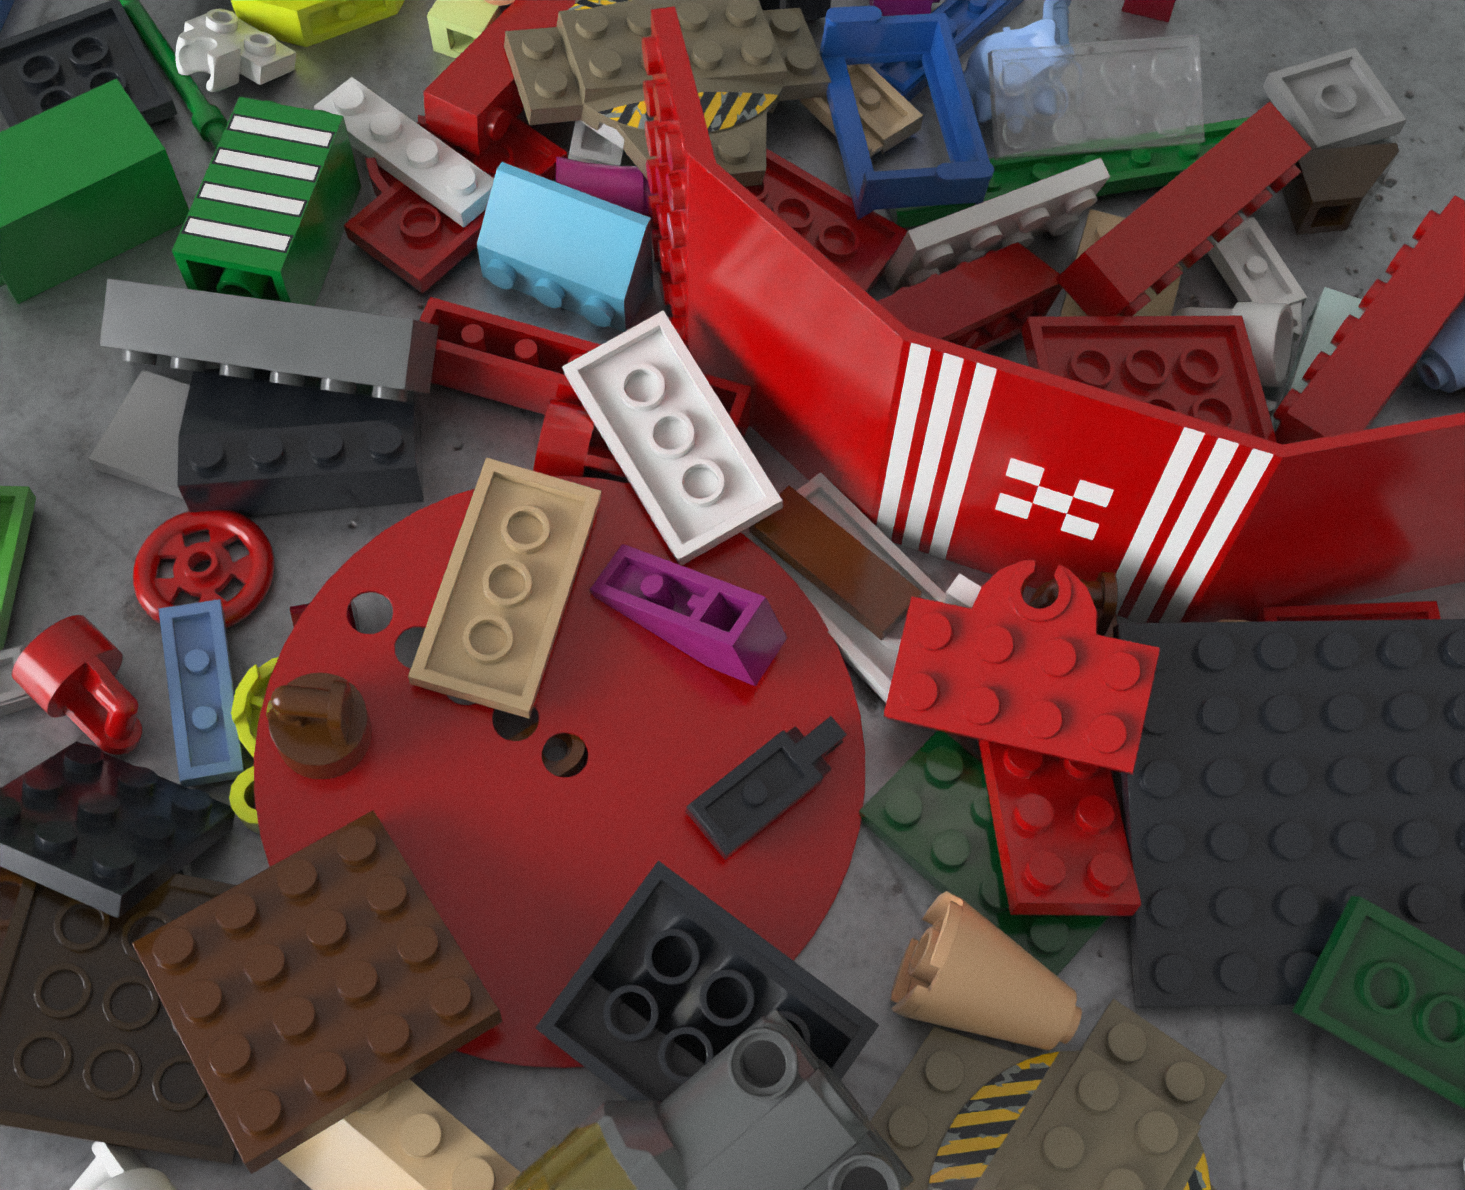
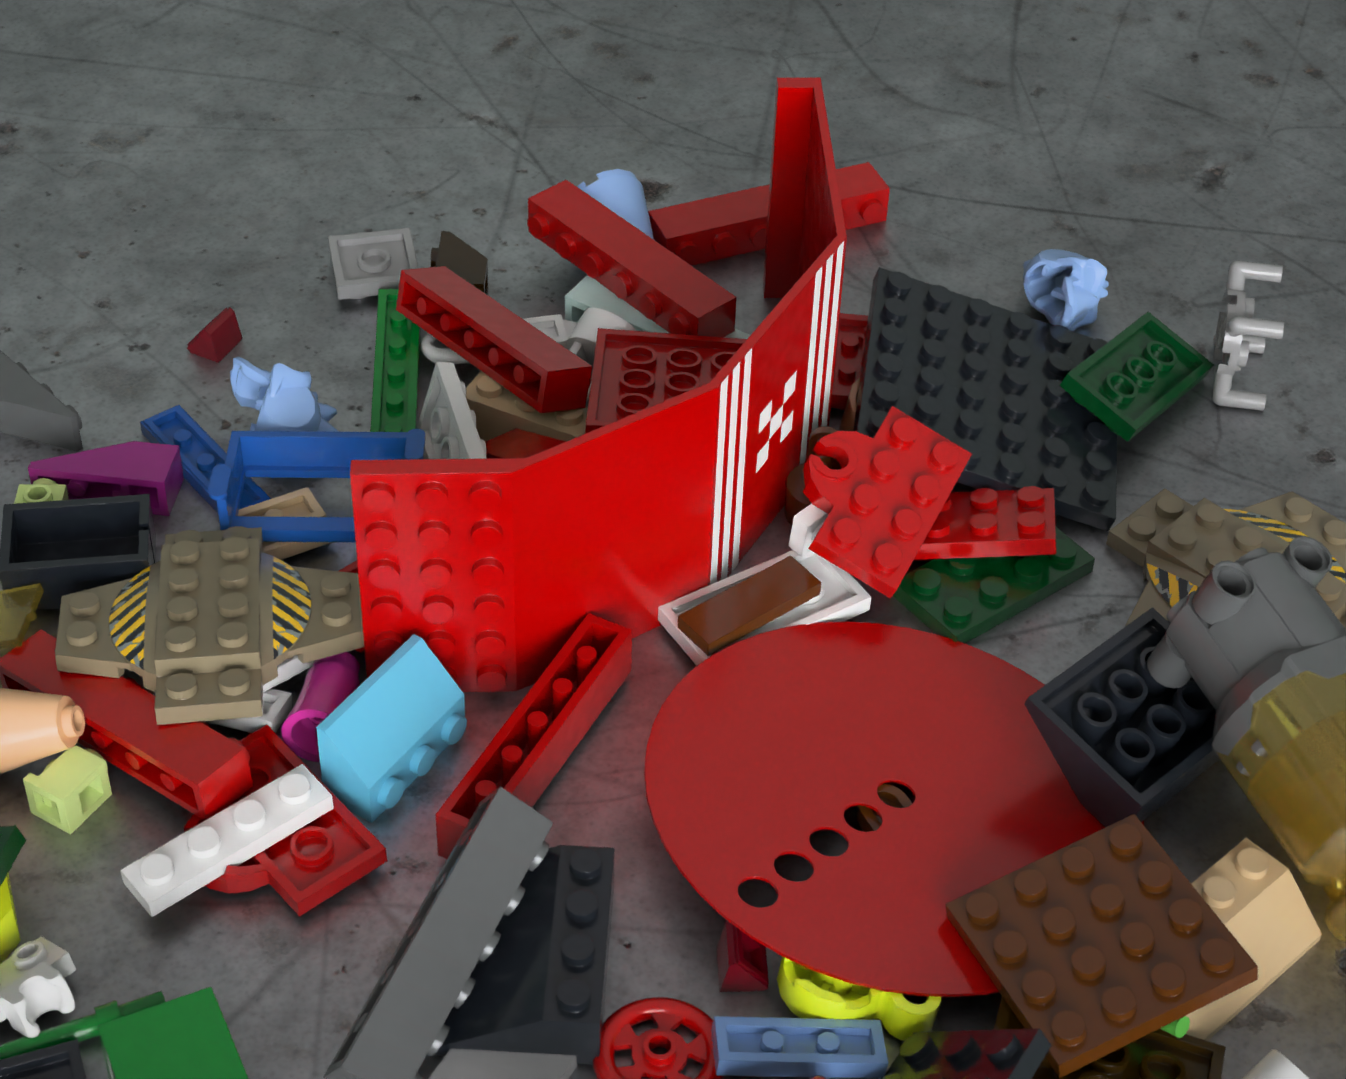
camera: 80 degrees left, 20 degrees down
(270, 205) = (279, 941): green brick -> none
(319, 725) = (873, 913): reddish brown piece -> none
(505, 588) = (755, 788): tan plate -> none
(572, 444) = (604, 752): red piece -> none
(672, 438) = (635, 660): white plate -> none
(693, 612) = (794, 679): magenta slope -> none
(764, 786) = (939, 674): black hinge -> none
(981, 981) = (1092, 591): light nougat cone -> none
(1096, 97) = (350, 365): clear plate -> none

